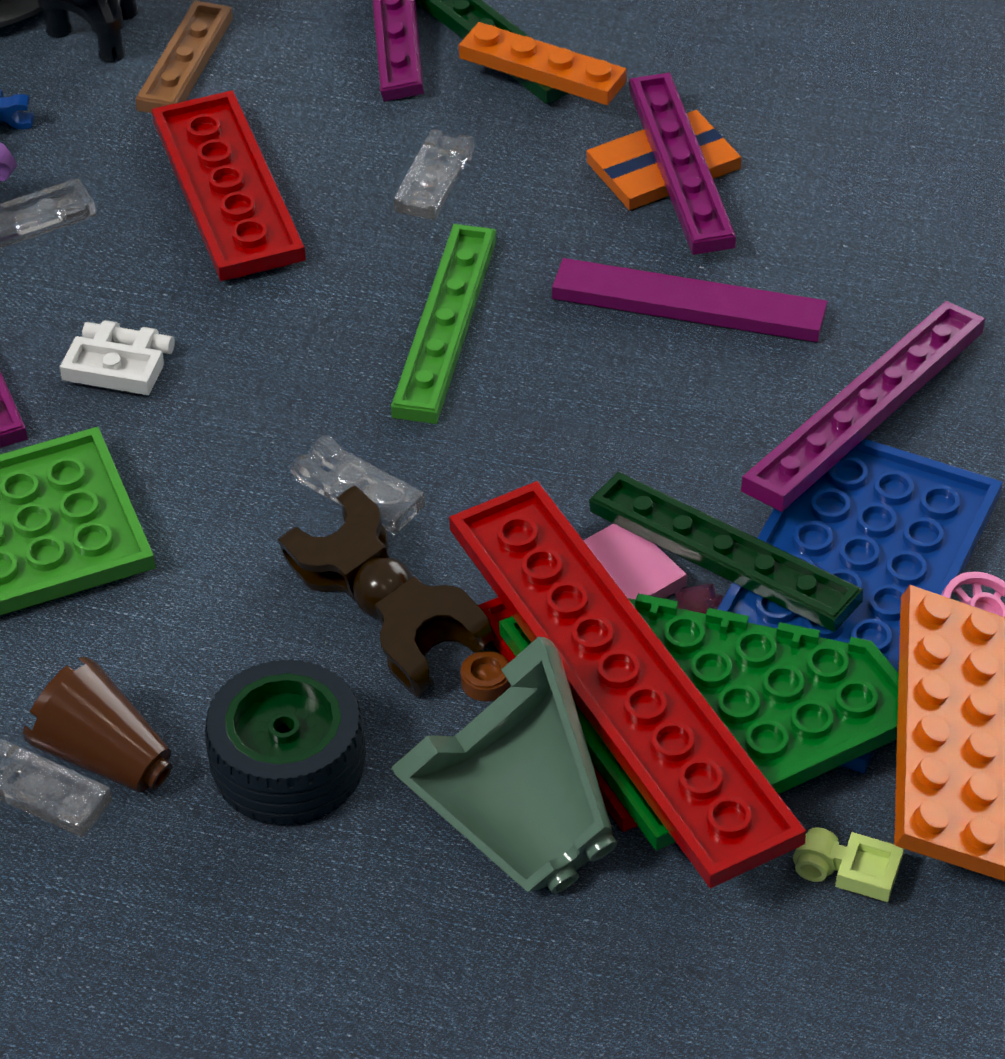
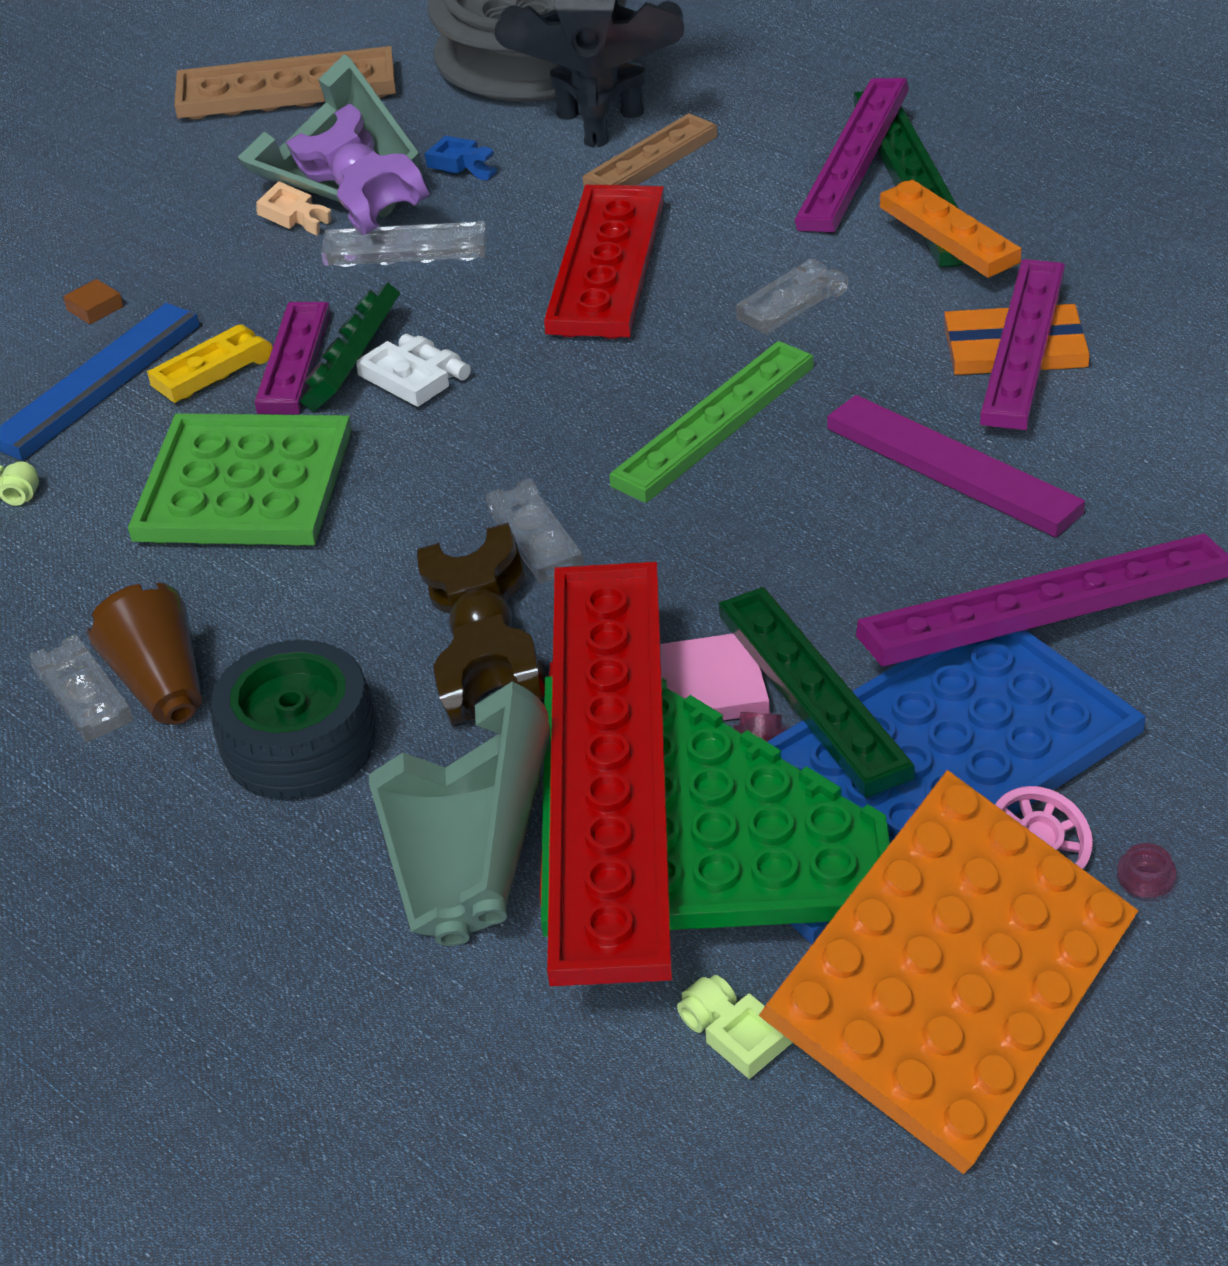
camera: 30 degrees right, 5 degrees down
(39, 353) = (344, 352): none -> dark green plate

